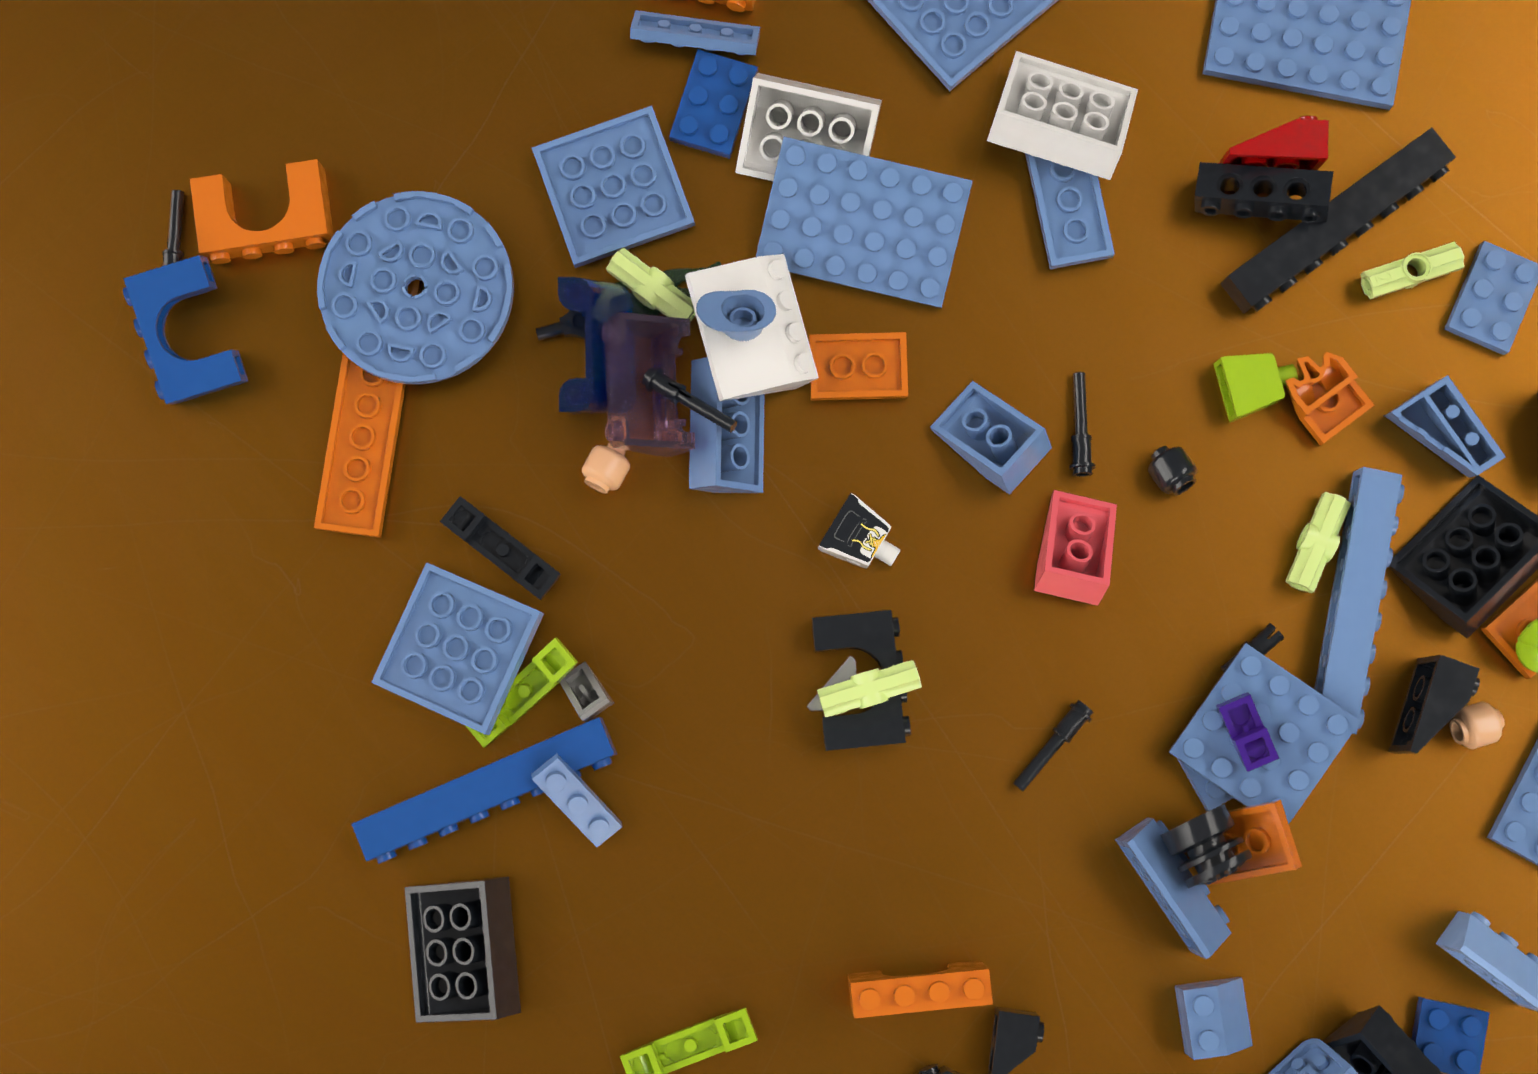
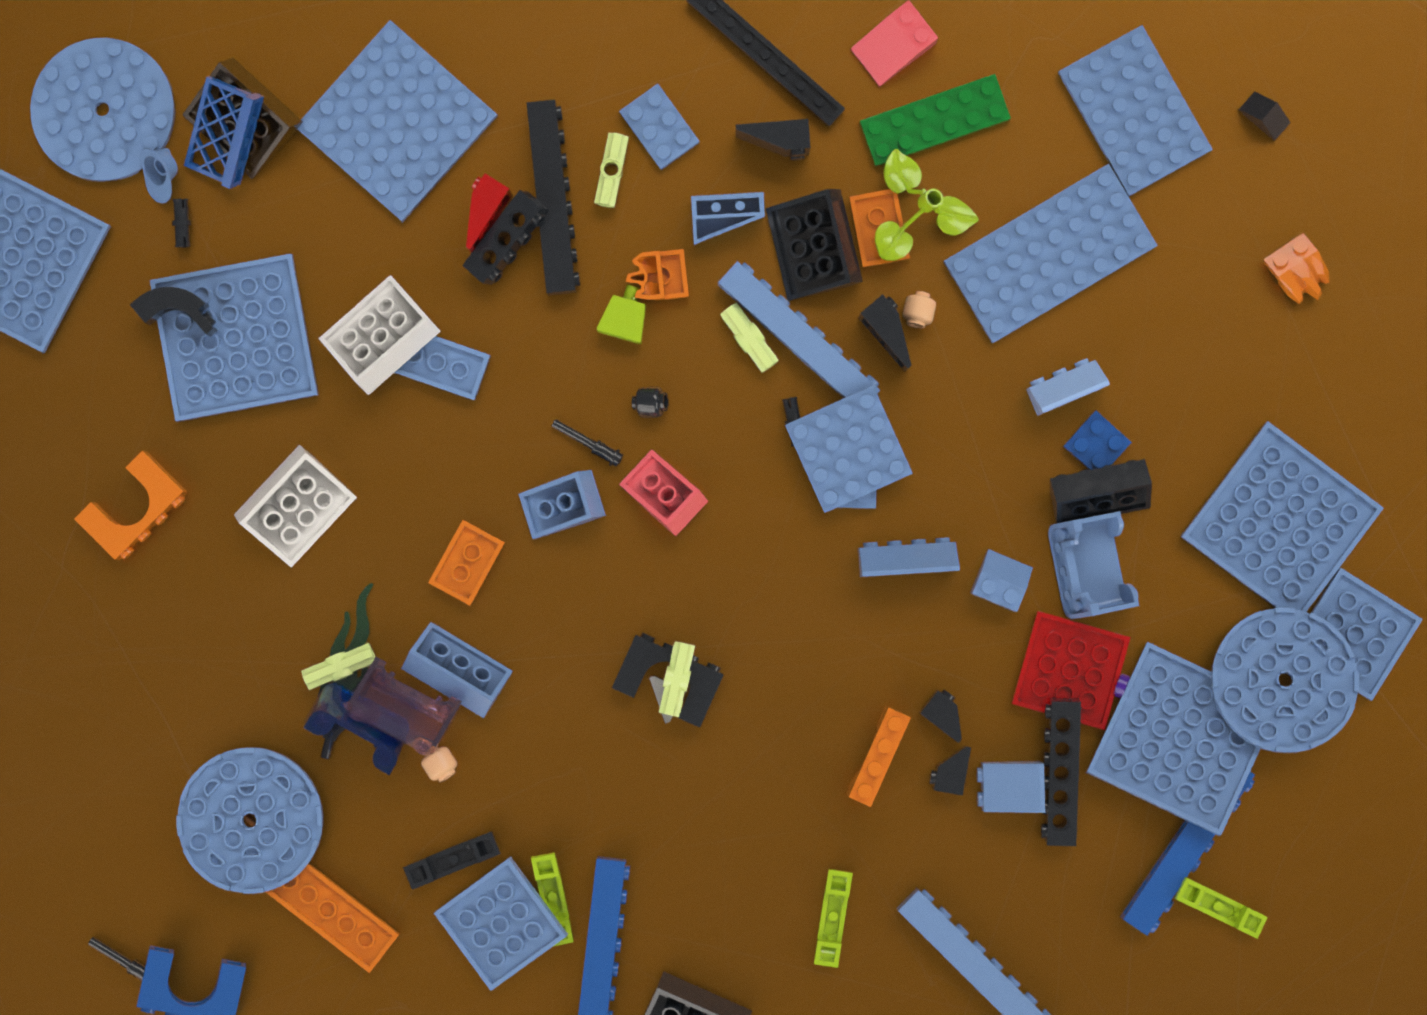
camera: 60 degrees left, 5 degrees up
(304, 224) = (163, 868): orange arch -> none
(576, 800) = (640, 901): medium blue plate -> none
(585, 692) = (575, 857): light grey slope -> none
(613, 186) = (254, 652): medium blue plate -> none
(675, 392) = (418, 692): black pin -> none
(695, 33) = (182, 540): medium blue plate -> none
(713, 104) = (236, 554): blue plate -> none
(737, 313) = (391, 627): medium blue piece -> none
(778, 356) = (403, 619): white slope -> none
(859, 535) = (576, 626): torso -> none
(864, 221) = (374, 505): medium blue plate -> none
(1063, 733) = (774, 568): black pin -> none
(1206, 846) = (893, 528): black wheel -> none
(1247, 732) = (839, 459): dark purple slope -> none
(1267, 838) = (906, 501): orange plate -> none

